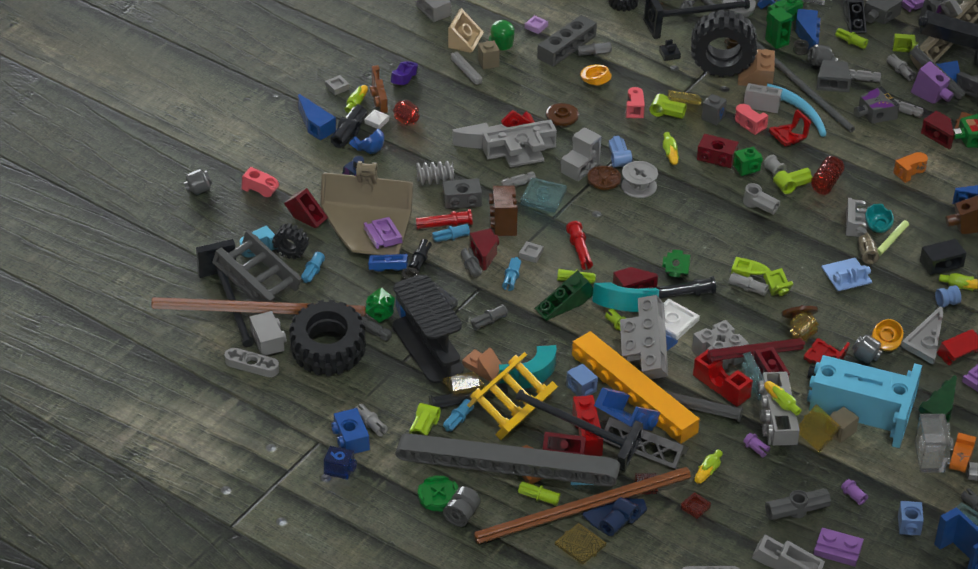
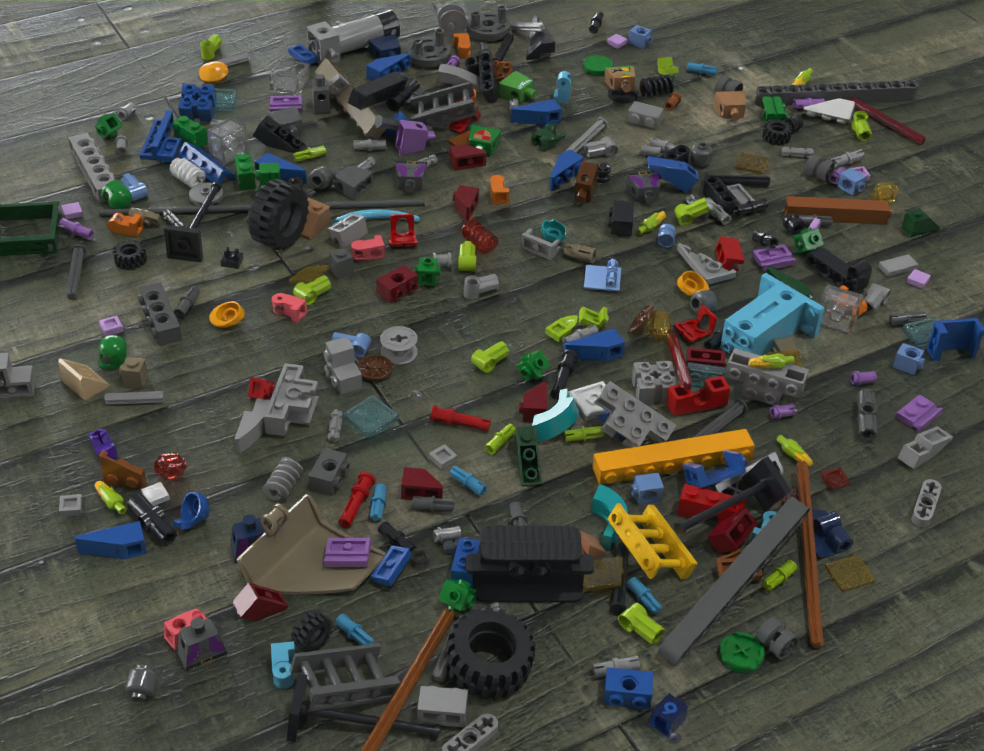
camera: 65 degrees left, 0 degrees up
(246, 193) = (199, 644): none -> dark grey torso
(441, 279) = (446, 534): none -> light grey pin
(503, 210) = (377, 448): reddish brown wedge -> none
(562, 114) = (262, 359): reddish brown wheel -> none
(665, 234) = (487, 359): none -> lime piece
(670, 148) = (368, 310): piece -> none
(741, 298) = (599, 346): none -> blue slope
(873, 152) = (466, 200): none -> dark red slope
(892, 237) = (572, 234): yellowish green bar -> none
(904, 42) = (346, 128): lime bracket -> none

